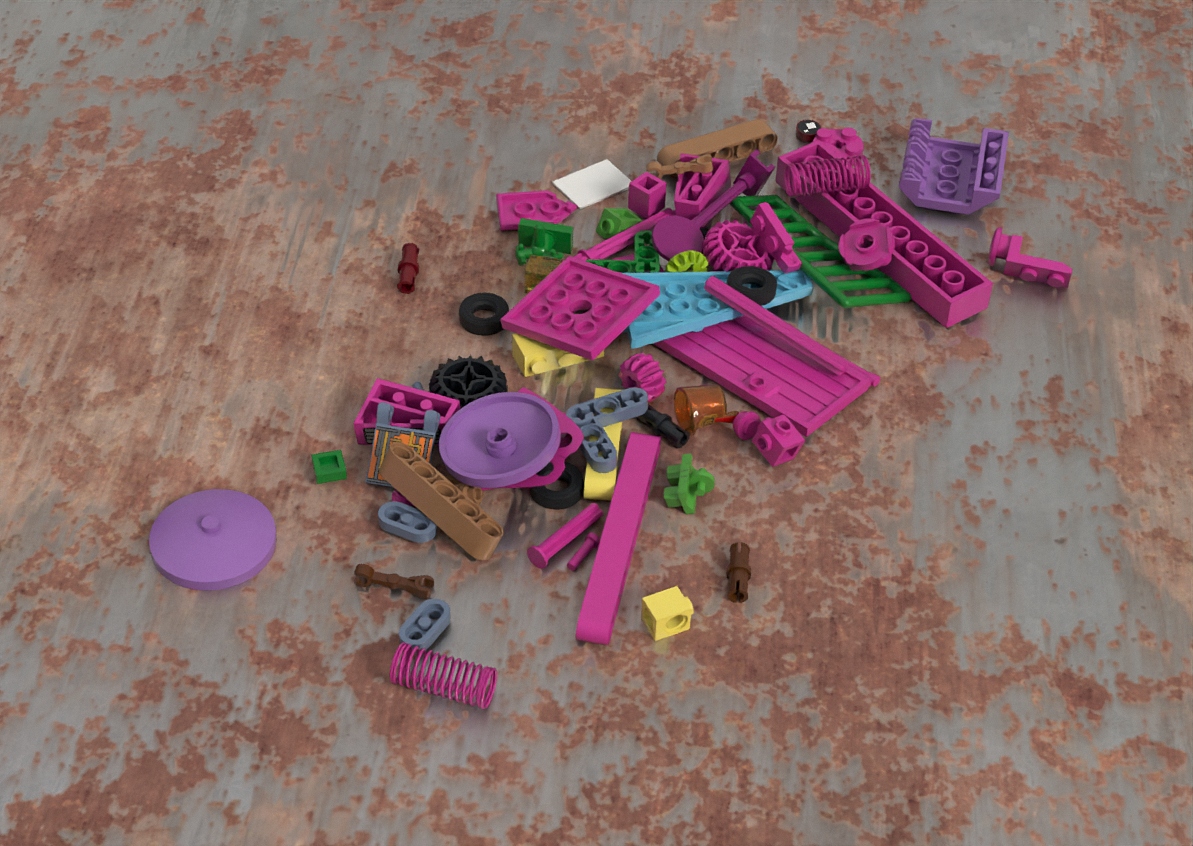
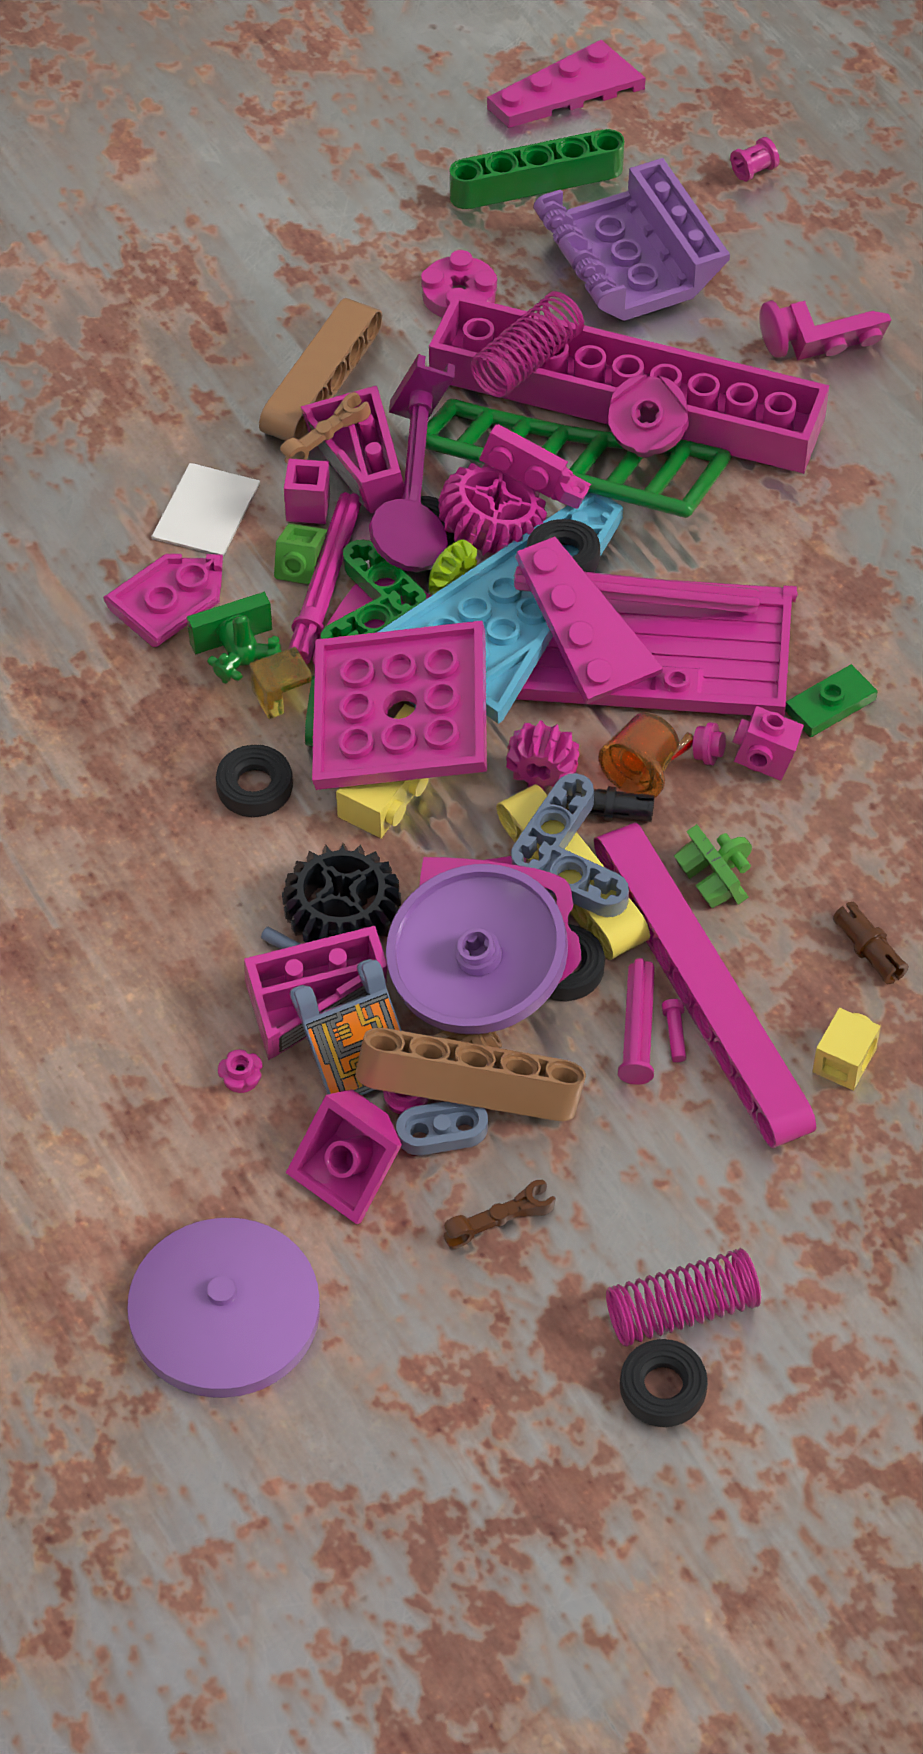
camera: 35 degrees left, 10 degrees up
(329, 466) = (274, 1115): green plate -> none
(335, 438) = (242, 1080): none -> dark pink plate
(343, 500) = (346, 1153): none -> dark pink slope
(398, 730) = (663, 1411): none -> black tyre
(408, 268) = (97, 773): dark red pin -> none
(421, 627) = (594, 1251): sand blue plate -> none
(724, 328) = (587, 629): none -> dark pink wing
(807, 130) = (402, 281): tile -> none
(843, 444) = (831, 700): none -> green plate
(945, 112) = (536, 169): none -> green beam
(999, 82) = (566, 84): none -> dark pink wing
(1075, 164) = (754, 159): none -> dark pink bush

